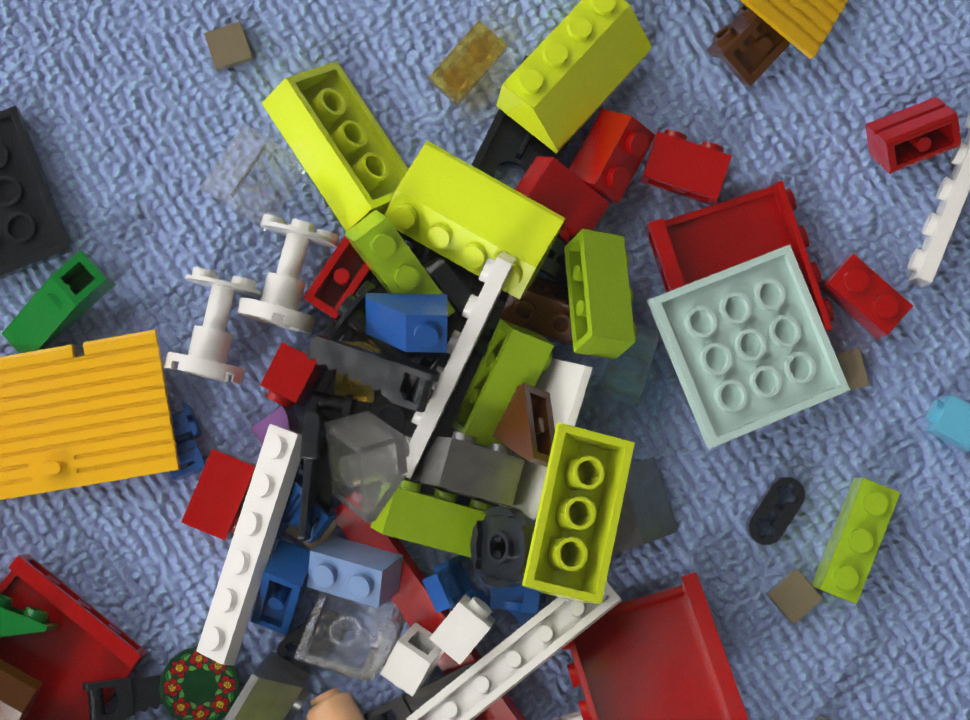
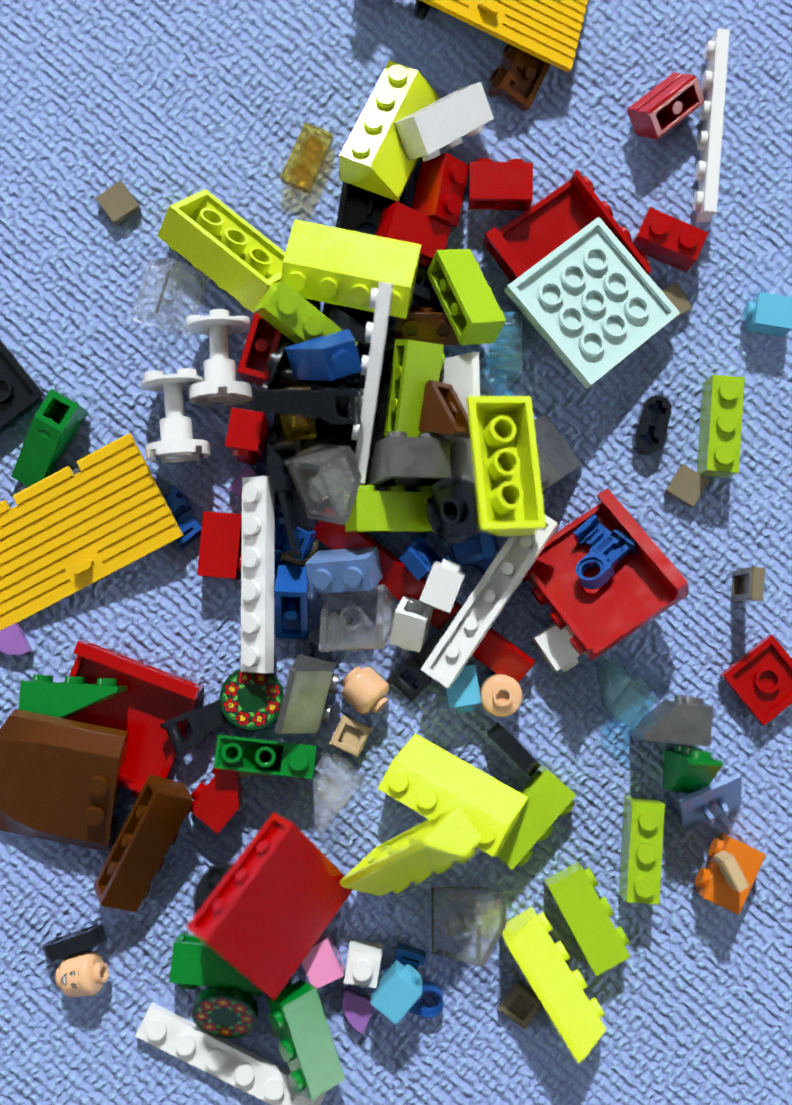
camera: 20 degrees left, 0 degrees up
(642, 76) = (445, 122): none -> white brick
(673, 645) = (604, 551): none -> blue piece

